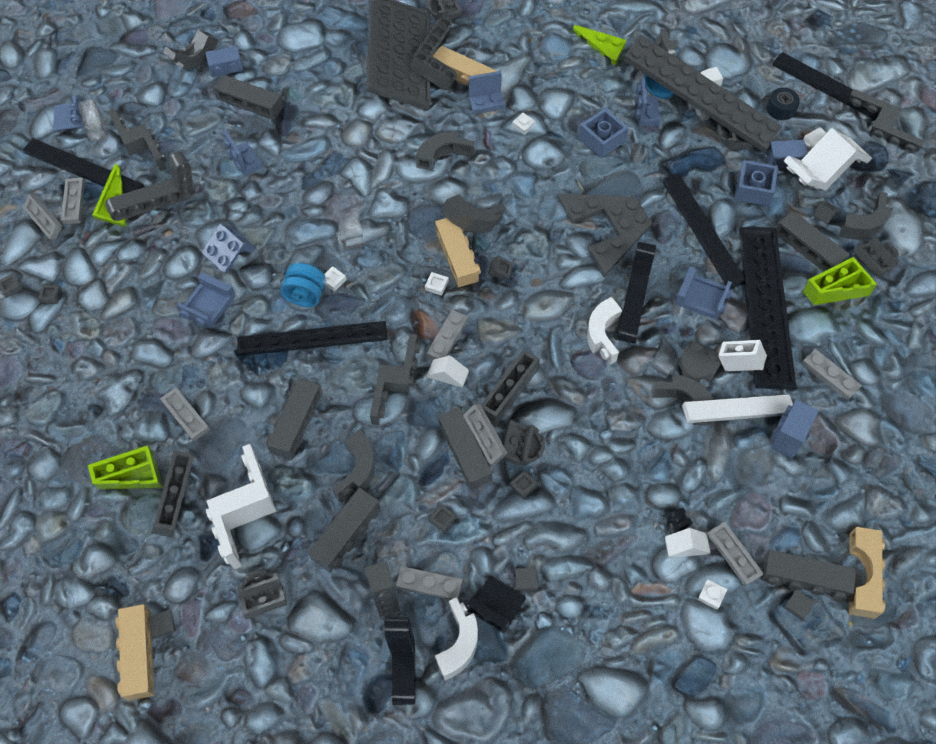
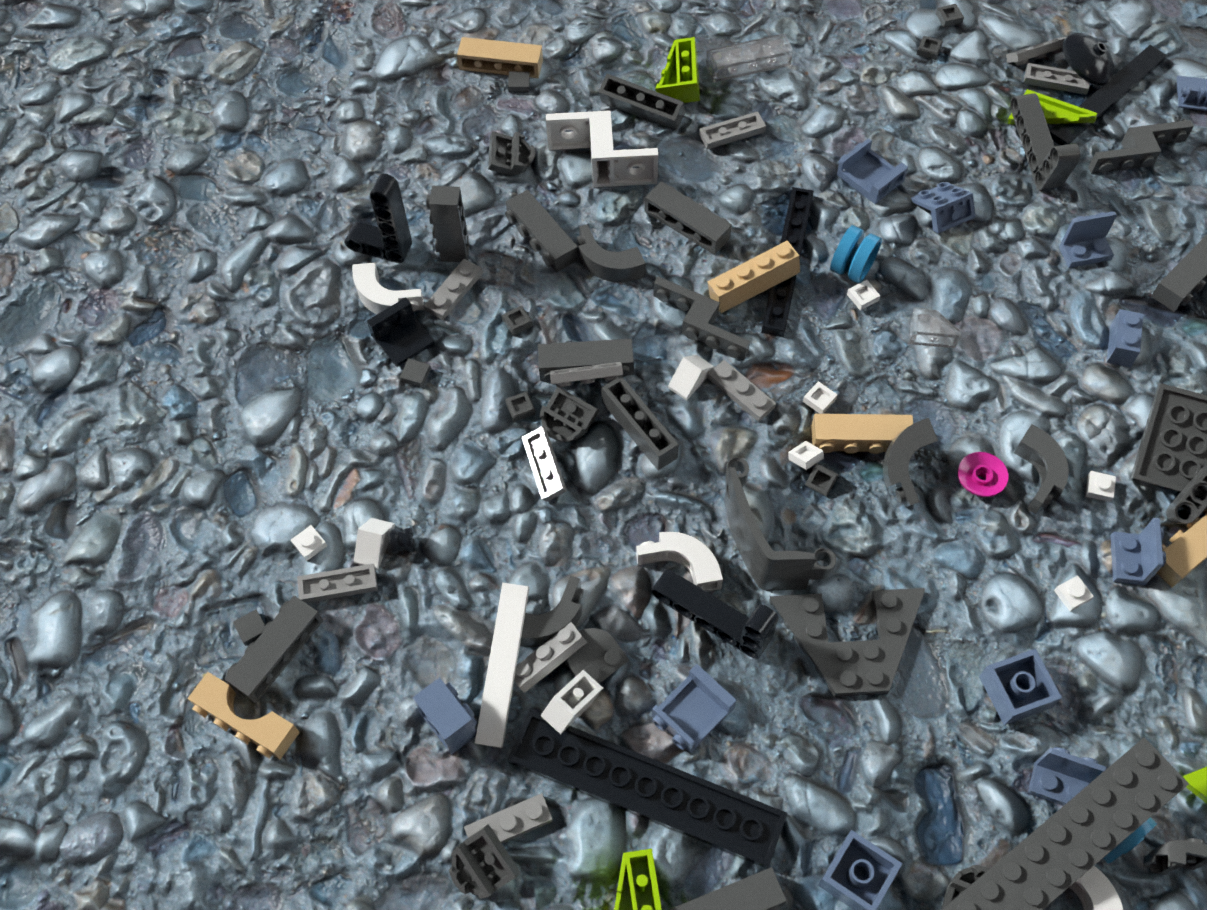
camera: 110 degrees right, 0 degrees up
(49, 180) = (1089, 58): none -> black dish
(92, 424) = (749, 57): none -> clear brick
(93, 120) = (1178, 104): clear slope -> none
(321, 123) = (1125, 338): none -> sand blue brick
(346, 349) = (754, 276): none -> tan brick
(441, 122) = (1100, 486): none -> white plate
(461, 179) = (986, 466): none -> dark pink dish
(488, 279) = (806, 455): none -> white plate
(569, 444) = (544, 464): none -> plate
(575, 286) = (767, 567): none -> dark grey panel
(703, 231) = (805, 763): black tile -> none
(715, 382) = (548, 657): none -> light grey plate
(867, 374) = (482, 864): none -> dark grey slope

